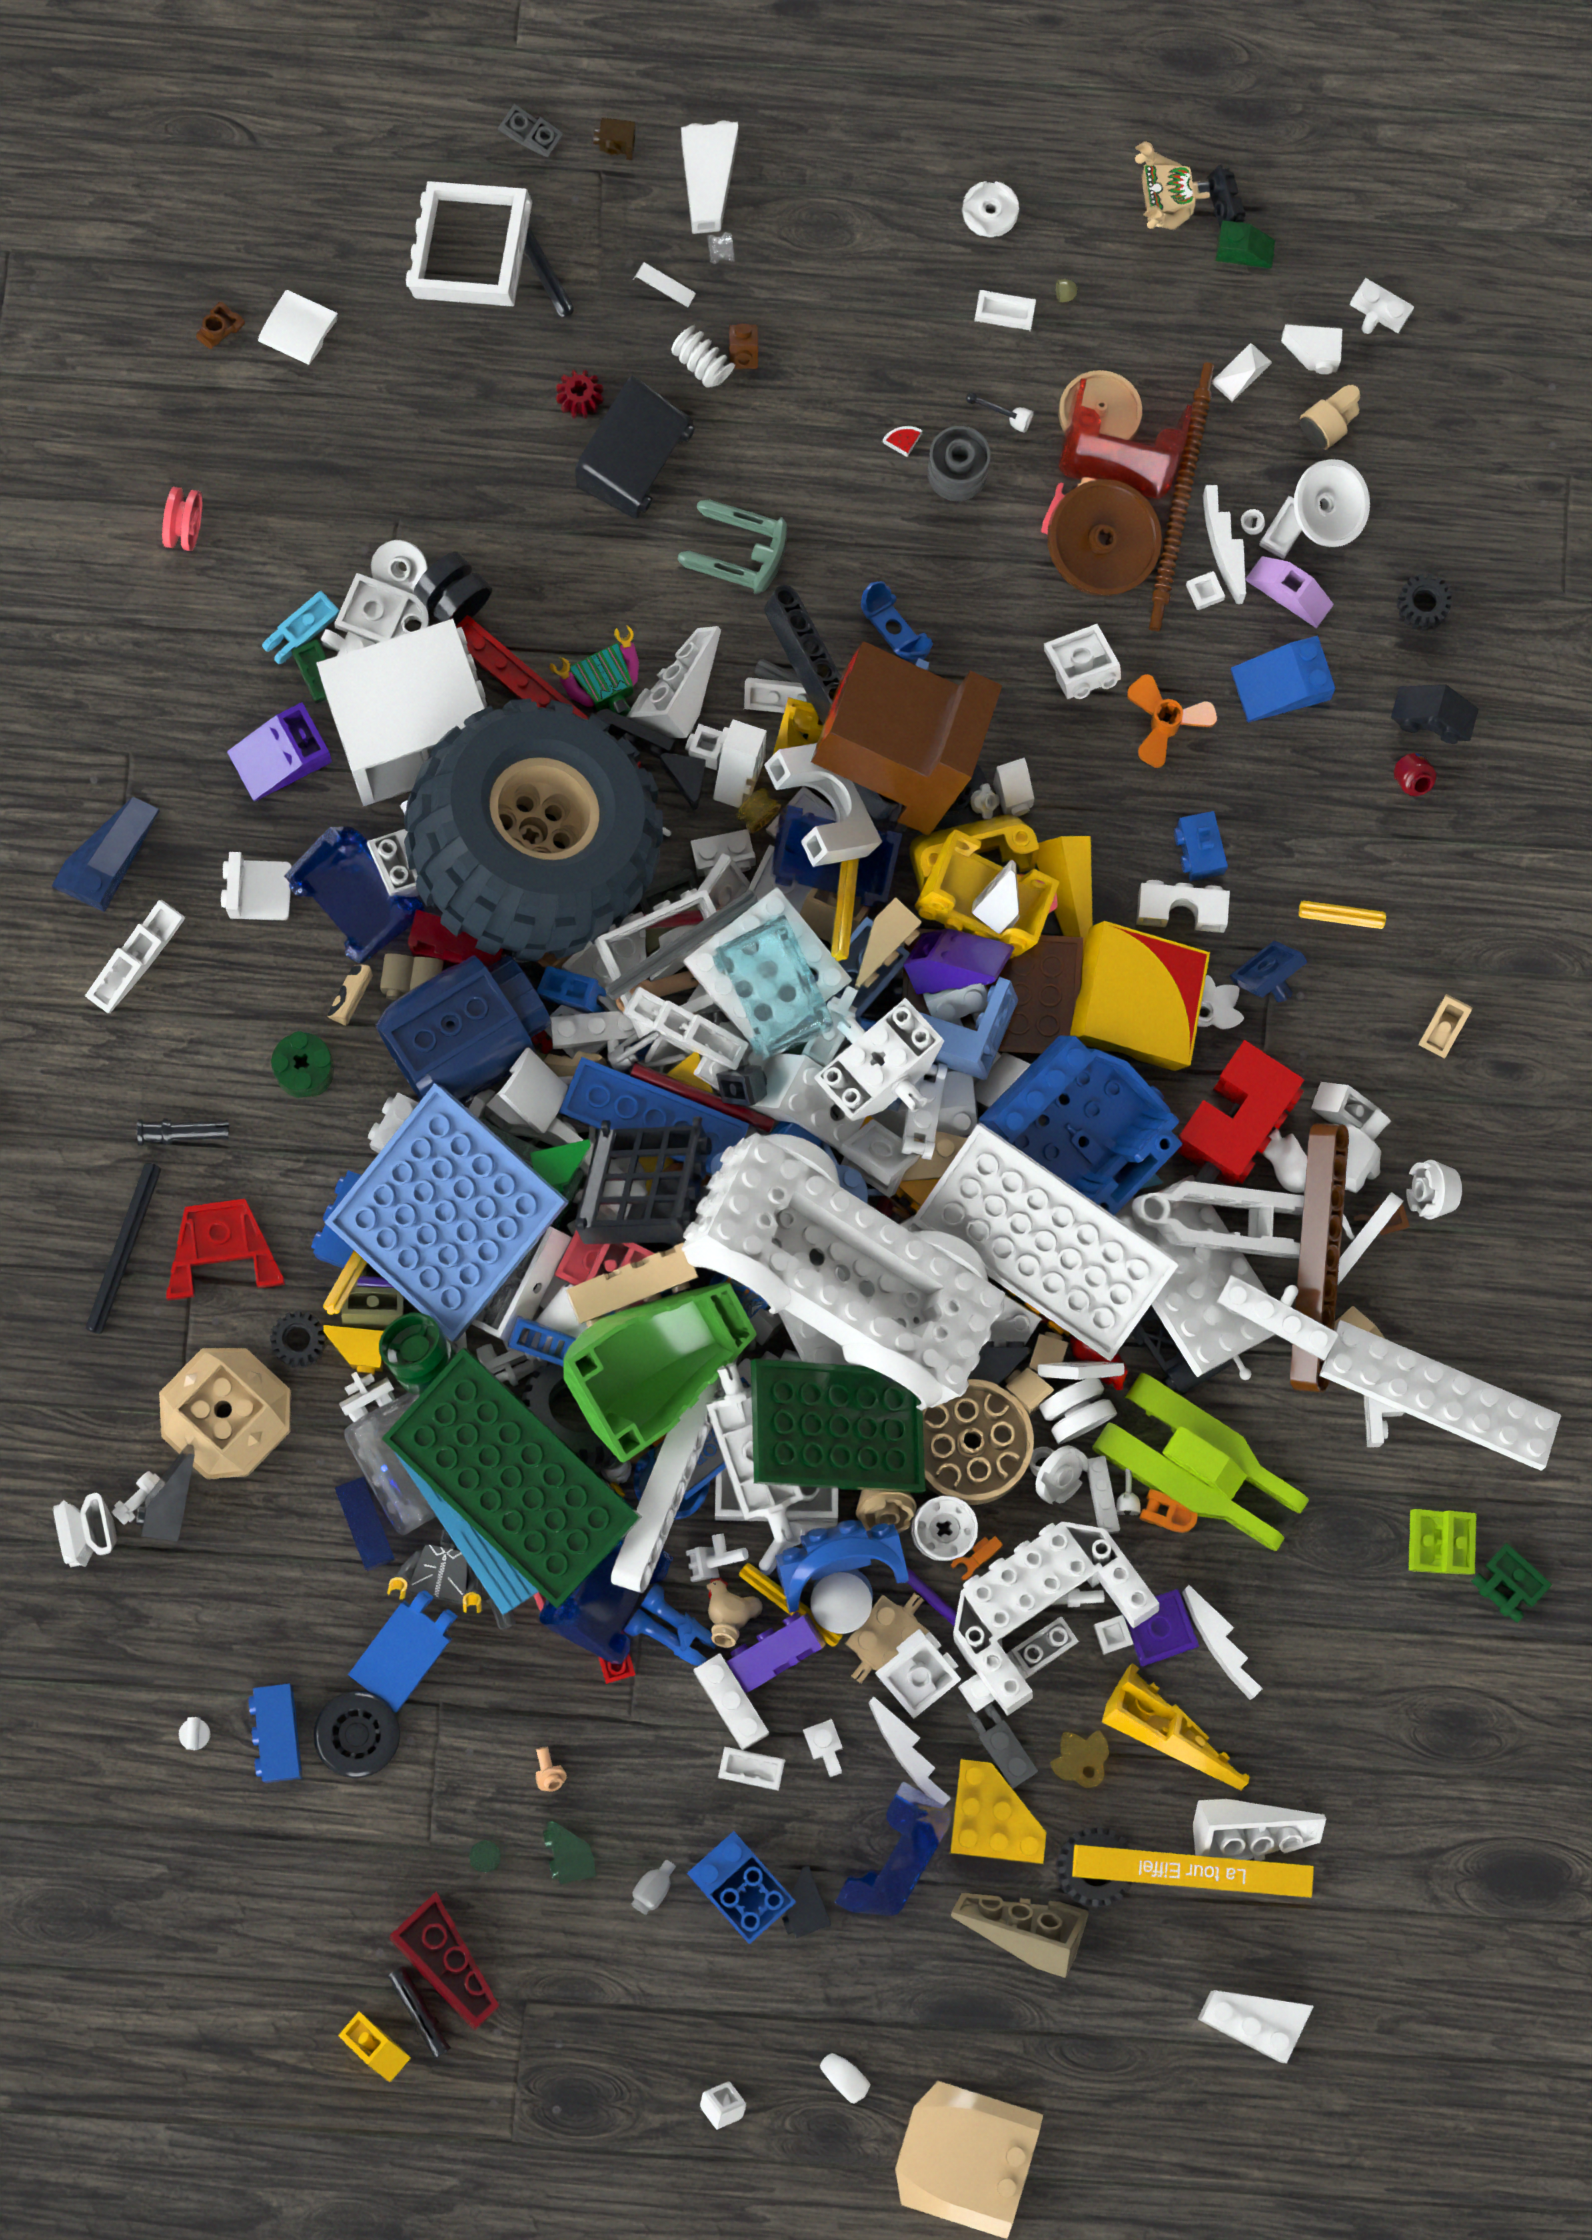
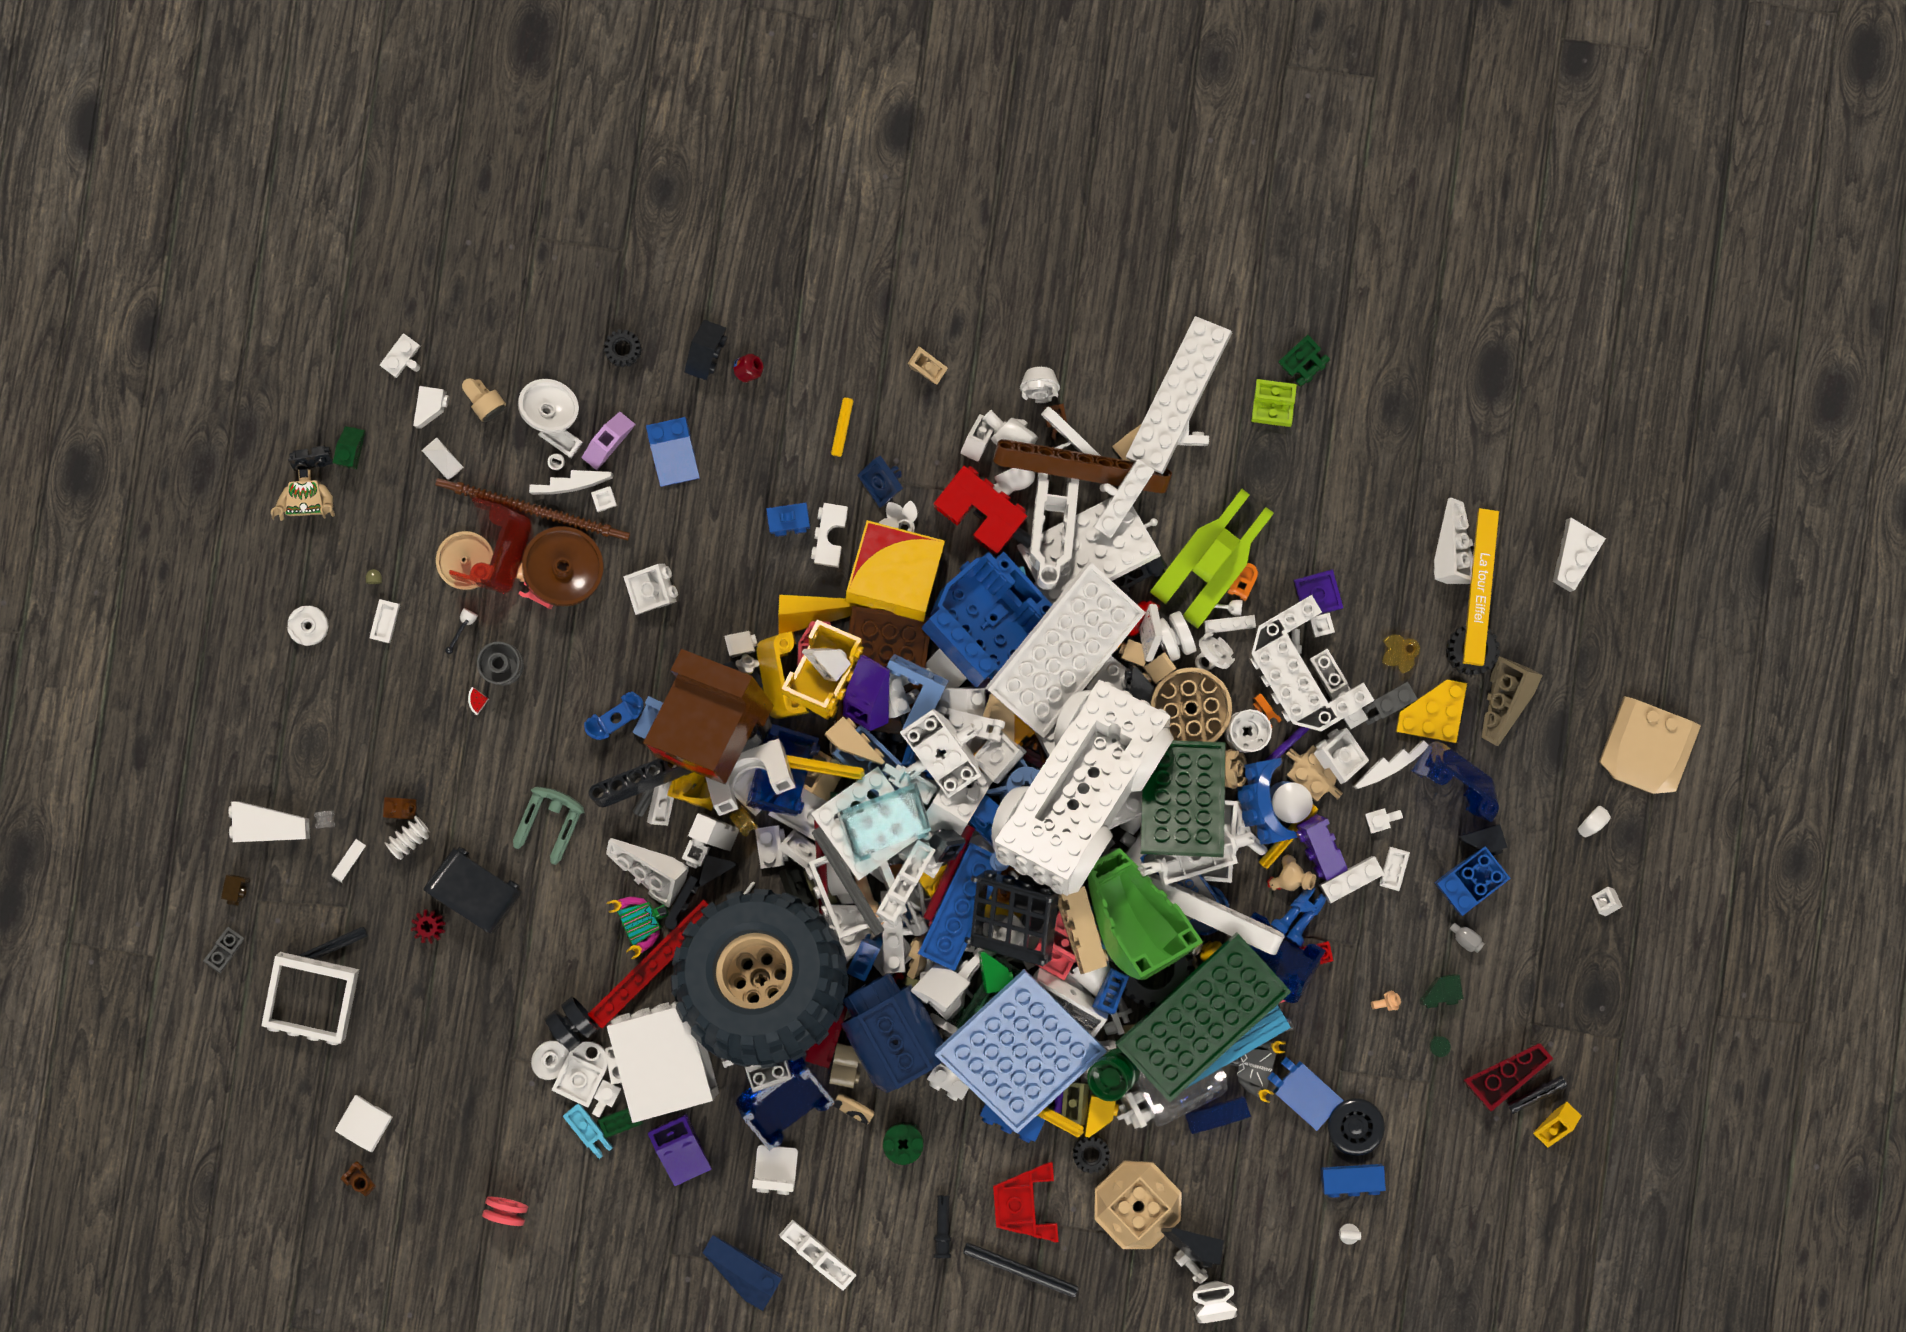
camera: 80 degrees left, 10 degrees up
(706, 1559) = (1256, 888): white arm -> none
(1147, 696) = (676, 547): orange piece -> none
(1148, 1718) = (1375, 609): yellow wedge -> none
(1214, 1631) = (1325, 557): white slope -> none

